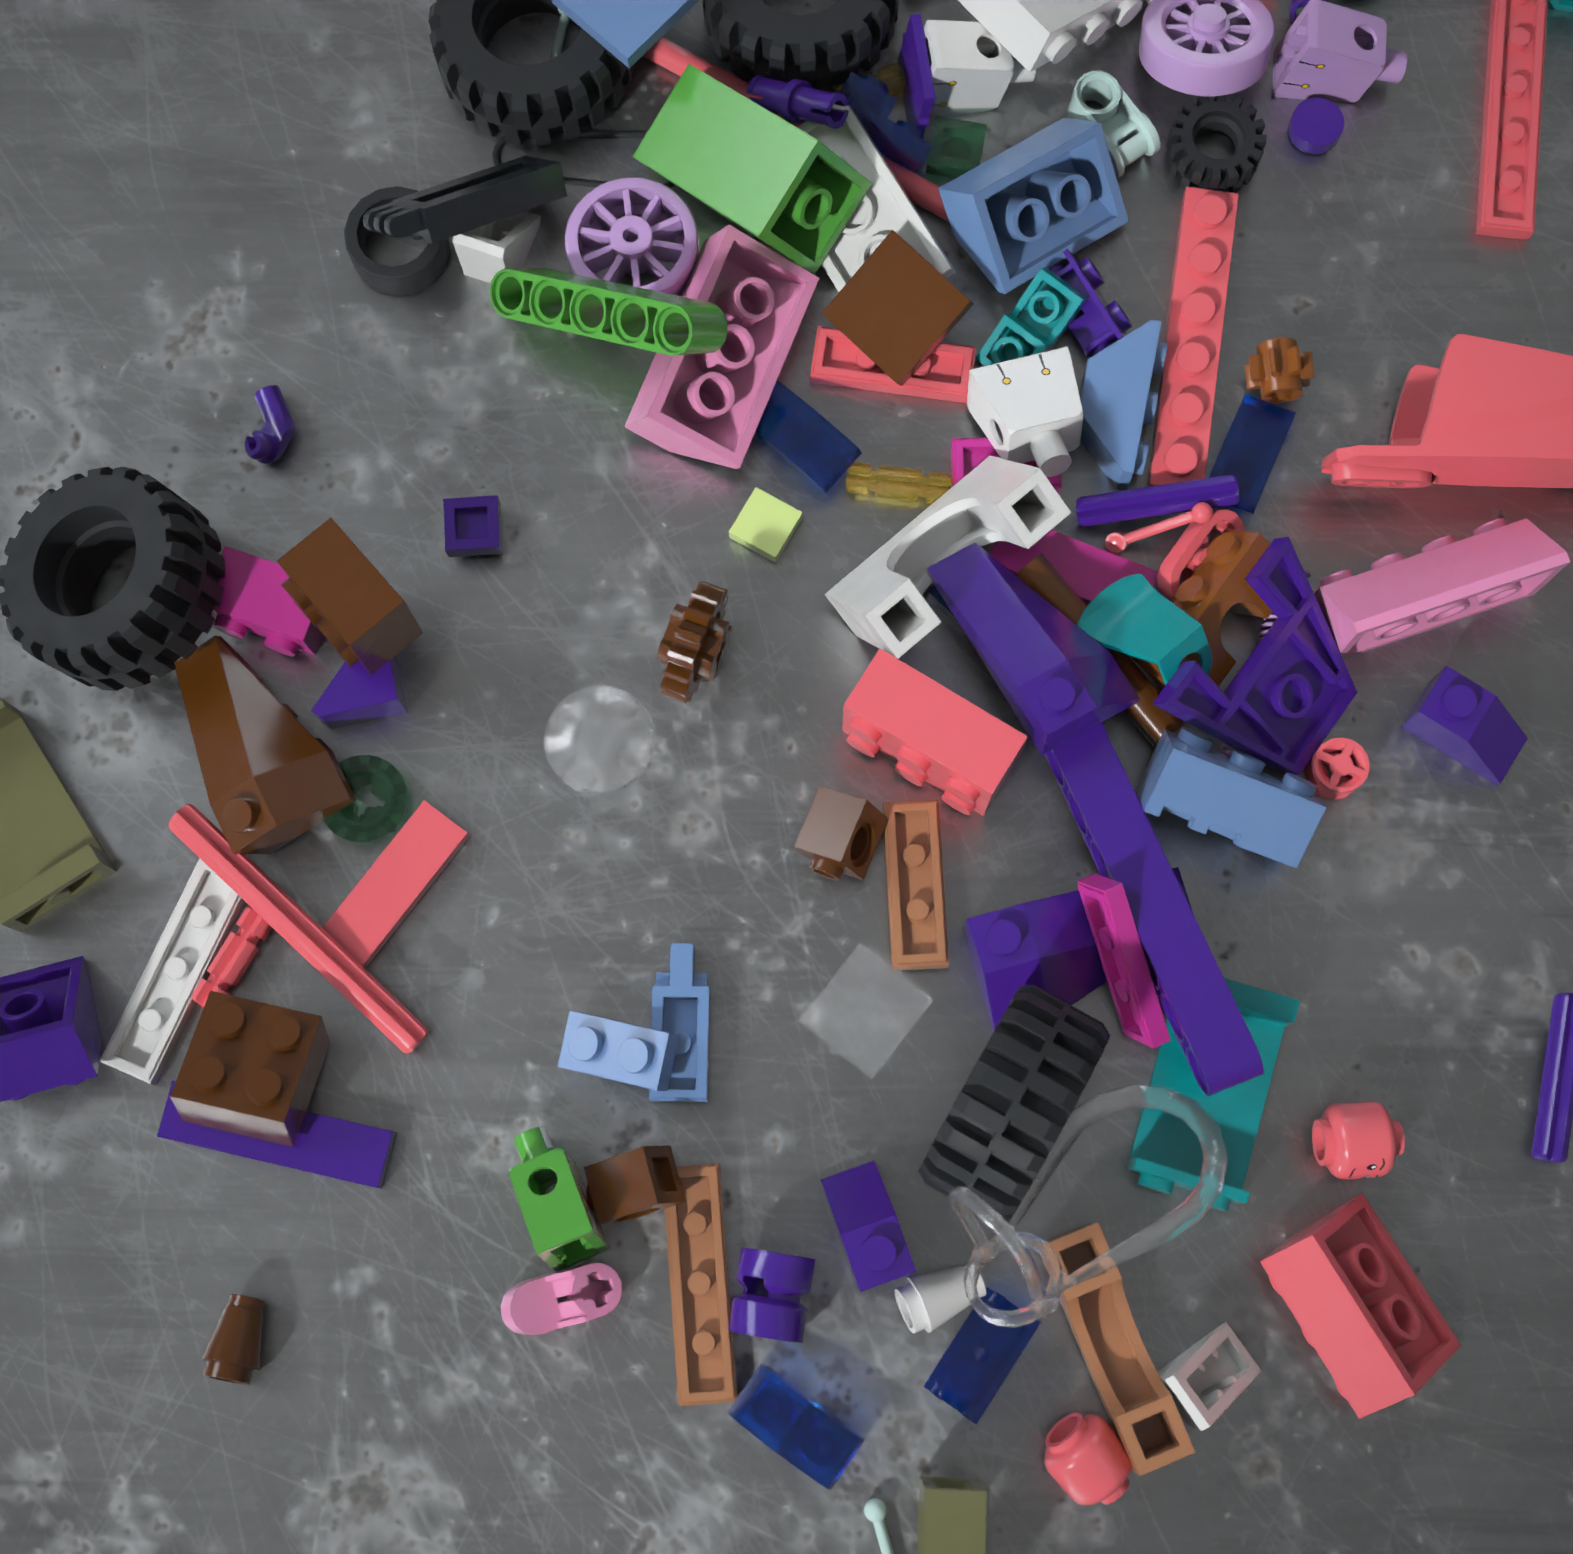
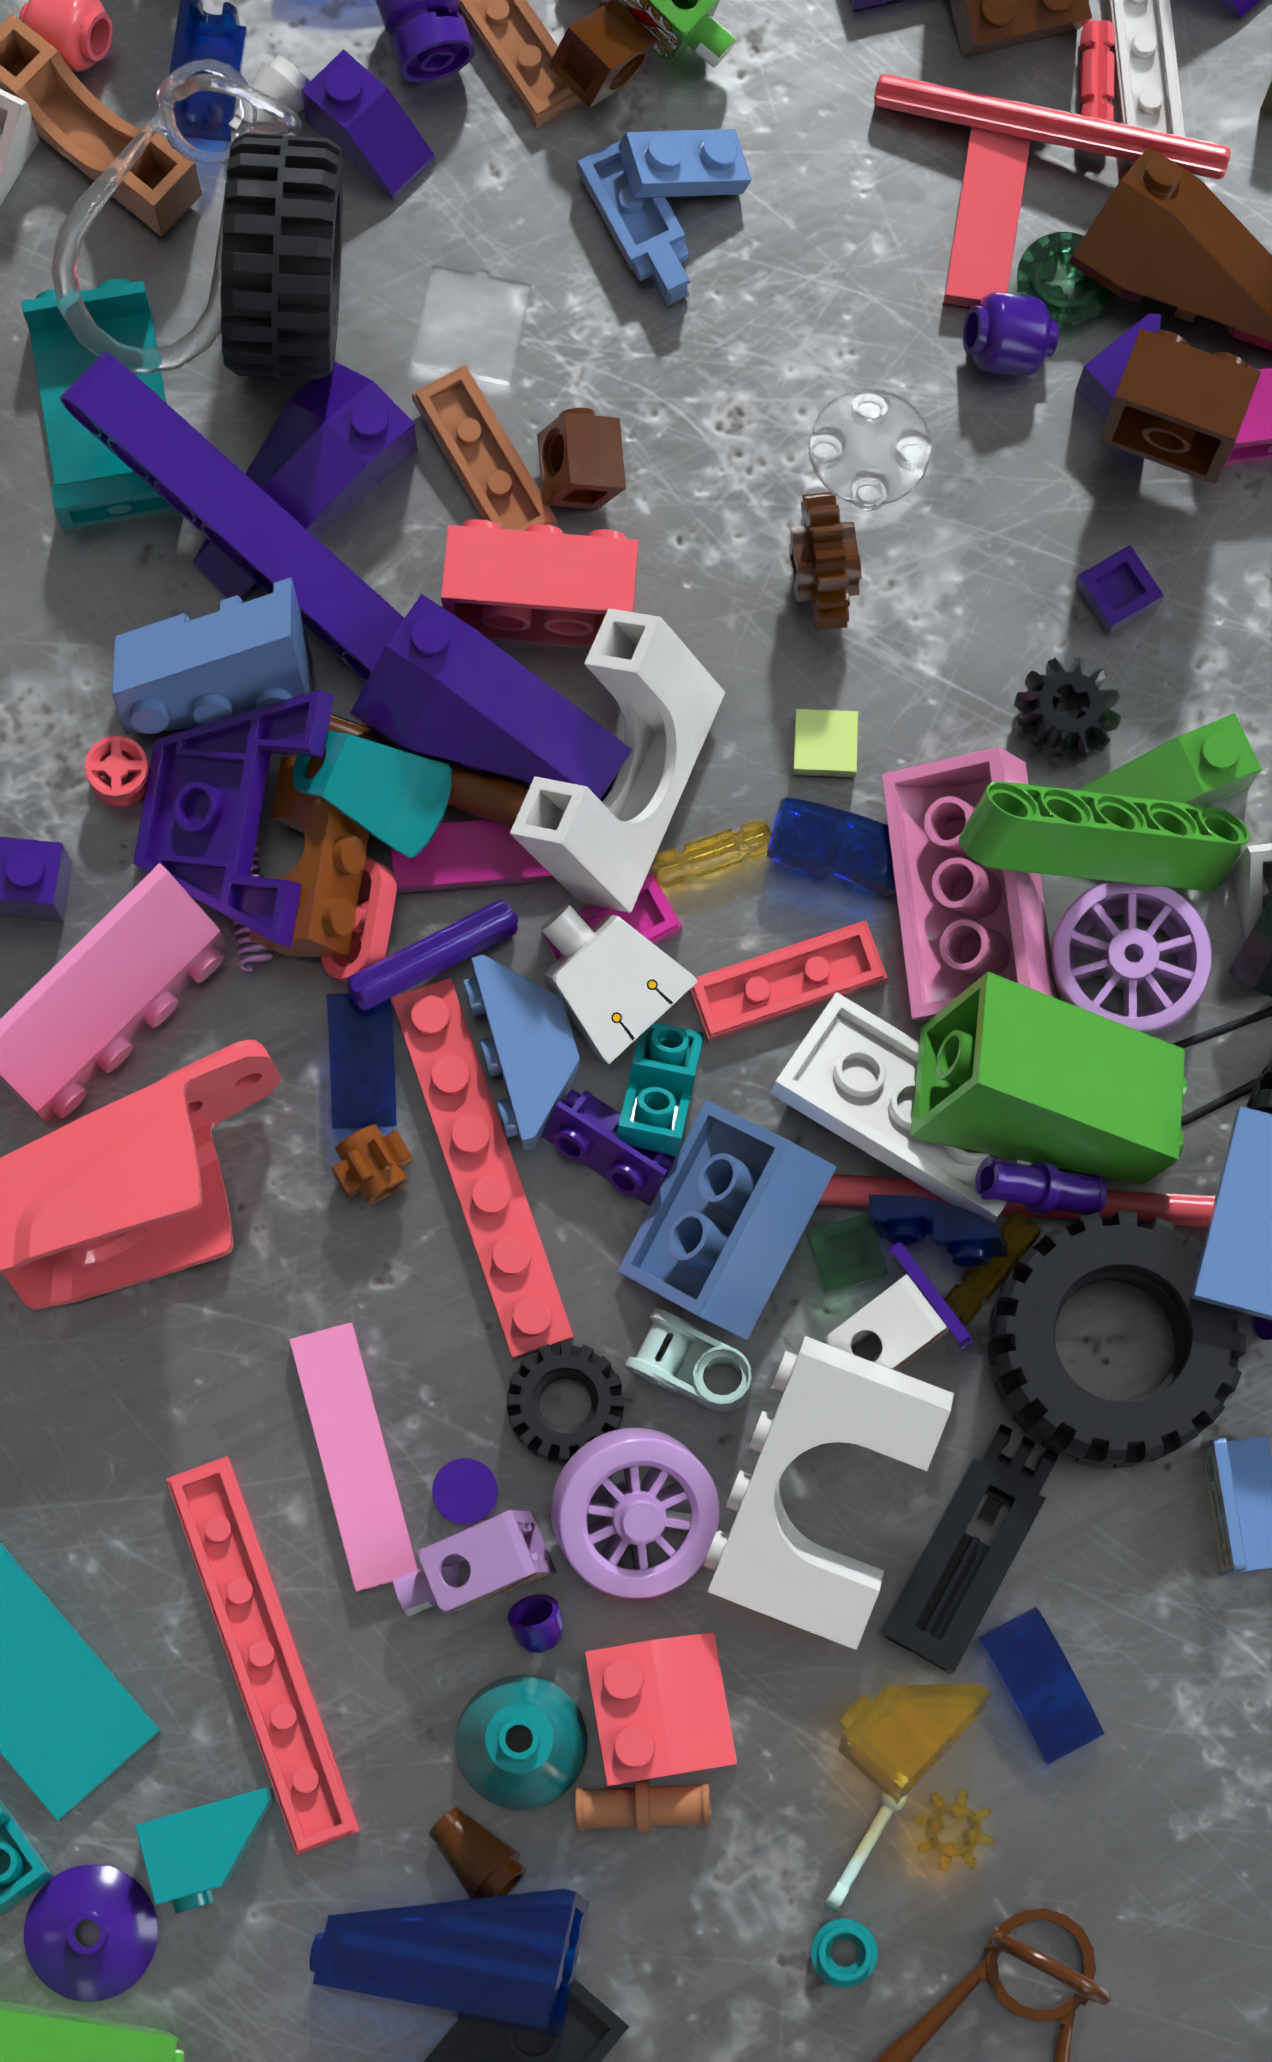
camera: 145 degrees right, 0 degrees up
(436, 768) = (1010, 334): none -> dark purple head
(531, 361) = (1189, 769): none -> bright green slope
(556, 436) = (1078, 694): none -> black gear
(897, 308) = (809, 1016): reddish brown tile -> none
(1118, 540) = (453, 906): coral hinge -> none
(1123, 960) = (253, 463): dark pink tile -> none
(1385, 186) = (354, 1456): none -> bright pink tile

